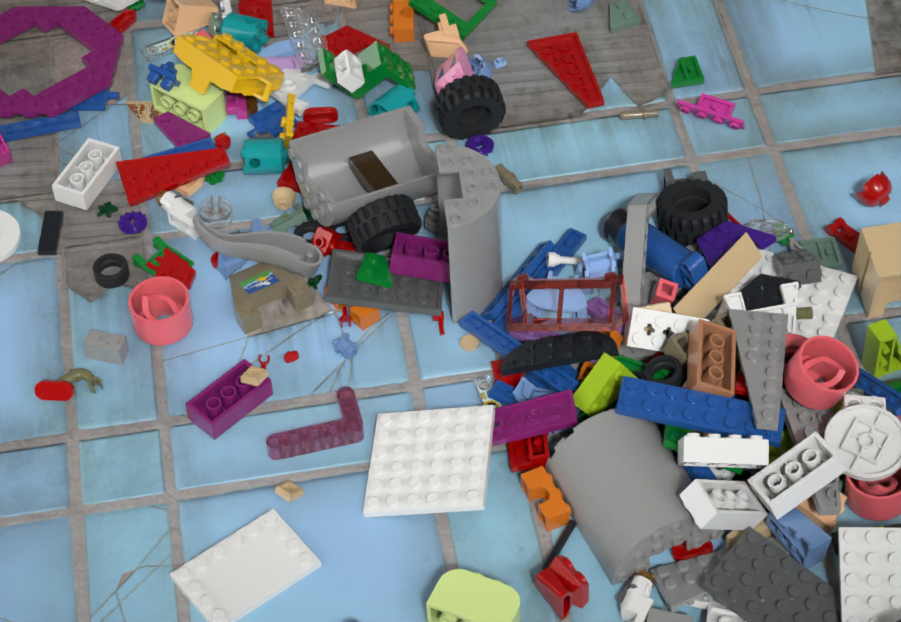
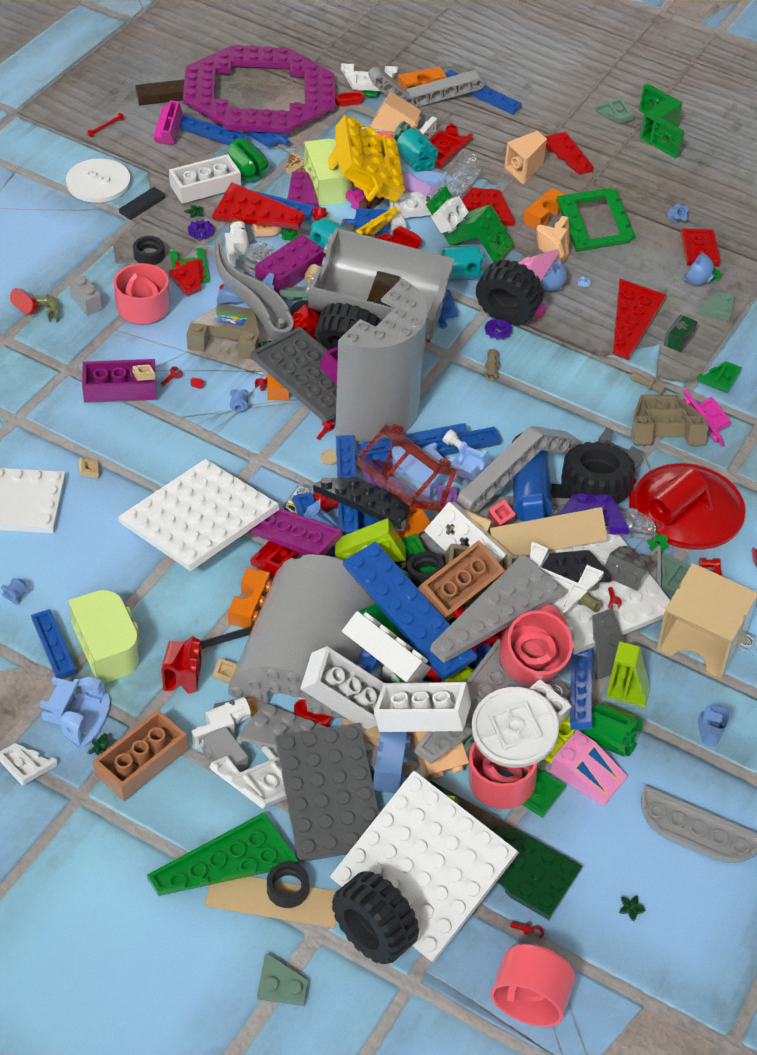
camera: 35 degrees right, 0 degrees up
(108, 130) = (248, 159): none -> green cylinder
(166, 73) = (314, 141): blue hips -> none
(251, 198) = (290, 262): none -> magenta brick
(321, 436) = (154, 449): clear pink beam -> none
(375, 271) = (308, 359): green wing -> none
(592, 568) = (224, 670): none -> tan tile
(621, 57) = (680, 333): none -> piece
(683, 132) = (667, 418): none -> dark tan wedge
(774, 188) = (691, 505): none -> red dish
(816, 301) = (613, 599): none -> red hand
(836, 327) = (606, 637): none -> dark grey wing

